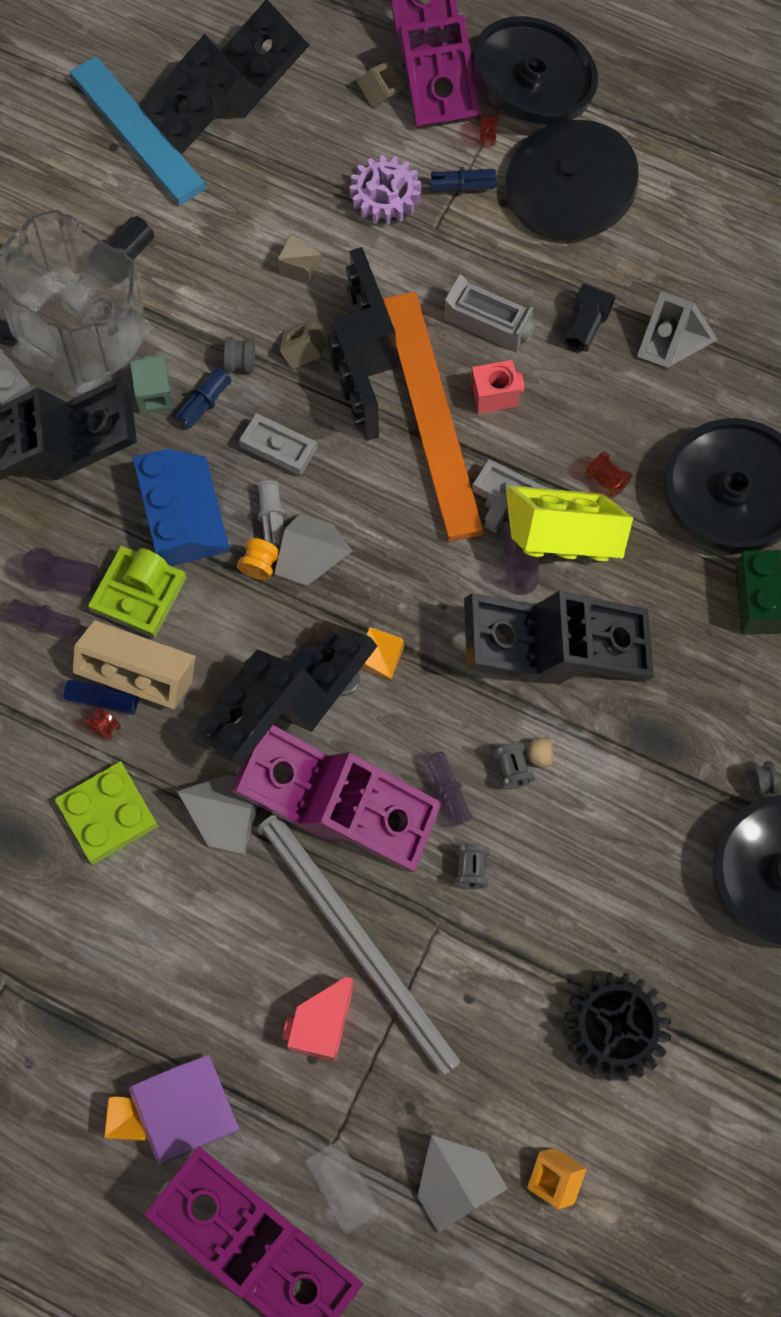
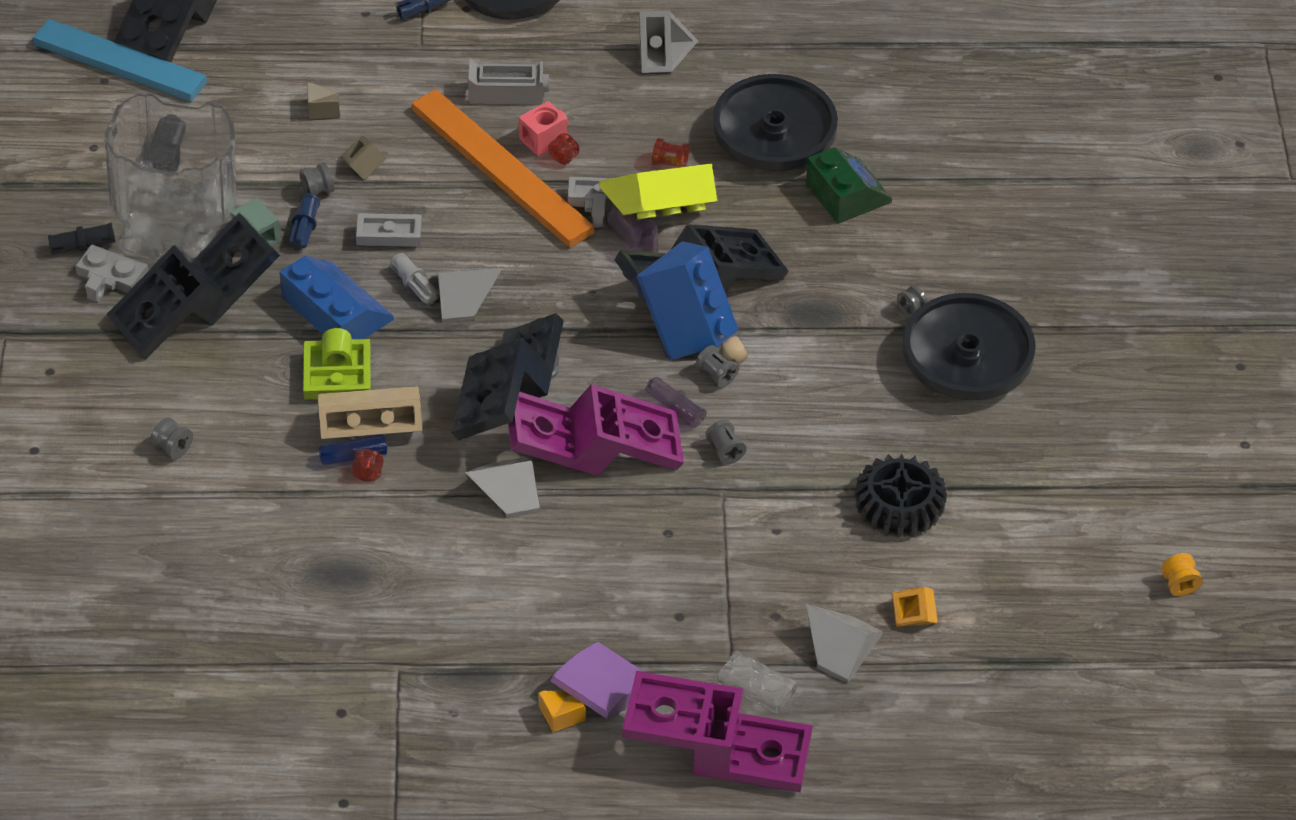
camera: 30 degrees left, 20 degrees down
(42, 618) = (269, 416): clear purple axle -> none
(62, 573) = (252, 381): clear purple piece -> none
(106, 813) = (408, 525): lime plate -> none
(258, 559) = (424, 309): light orange wheel -> none
(320, 1022) = (673, 584): coral slope -> none
(360, 944) = (667, 524): light grey axle -> none
(362, 344) = (420, 132): black bracket -> none
(384, 188) = (365, 28): lavender gear -> none
(386, 655) = (570, 338): light orange slope -> none
(503, 420) = (564, 148): none -> clear red bush
(511, 684) = (687, 300): none -> blue slope
(589, 310) = (586, 54): black piece -> none

